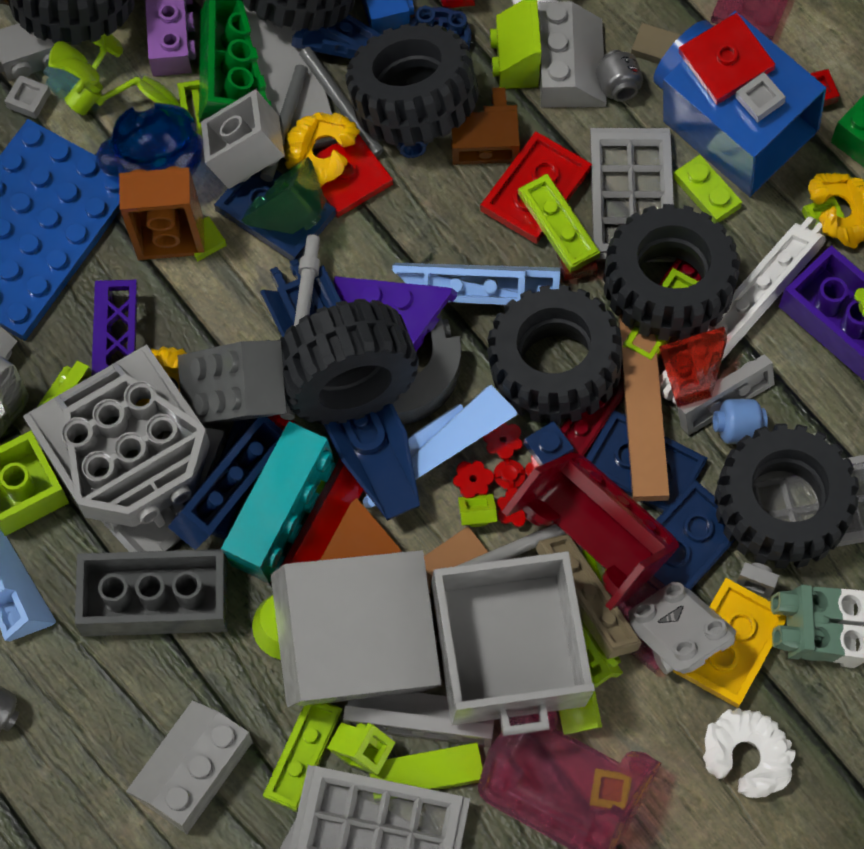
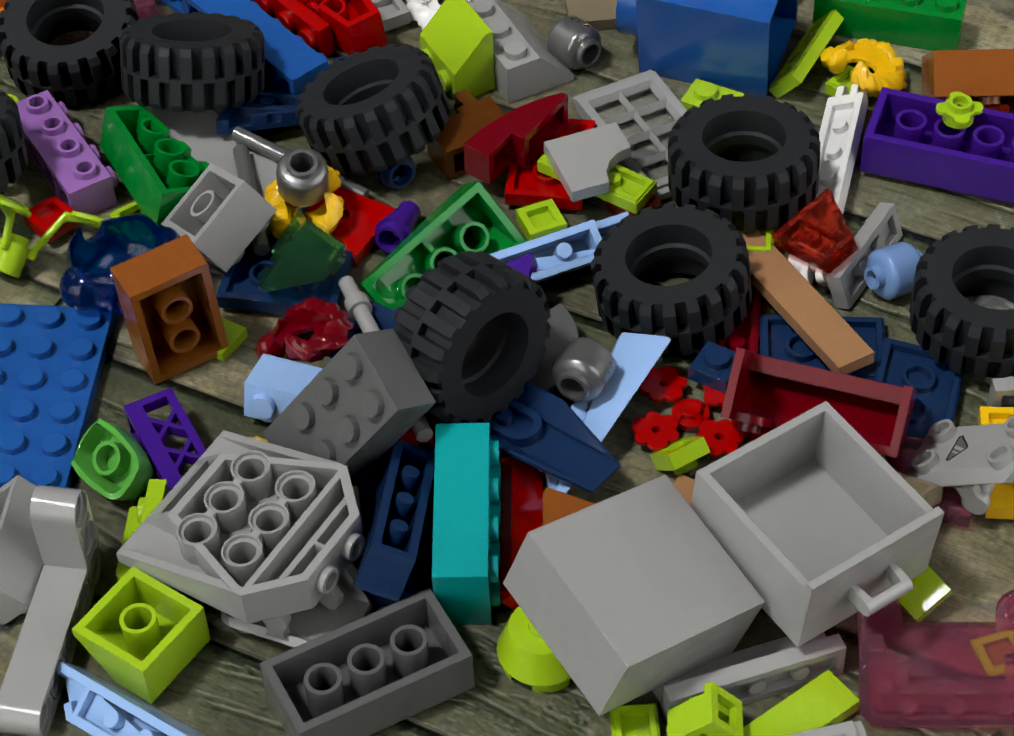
camera: 25 degrees left, 20 degrees down
(68, 323) = (112, 462): none -> bright green piece
(130, 66) = (46, 214): none -> red plate
(220, 318) = (274, 386): none -> light blue brick
(278, 276) = (326, 320): none -> dark red piece
(318, 122) = (302, 177): none -> flat silver head
(384, 198) = (397, 226): none -> dark purple cone
(416, 232) = (460, 224): none -> green wedge
(435, 411) = (583, 369): none -> flat silver head
(496, 243) = (540, 219): none -> lime plate
(513, 158) = (515, 137): none -> dark red slope
(553, 207) = (586, 158): none -> light grey tile
(803, 170) = (805, 54): none -> lime tile

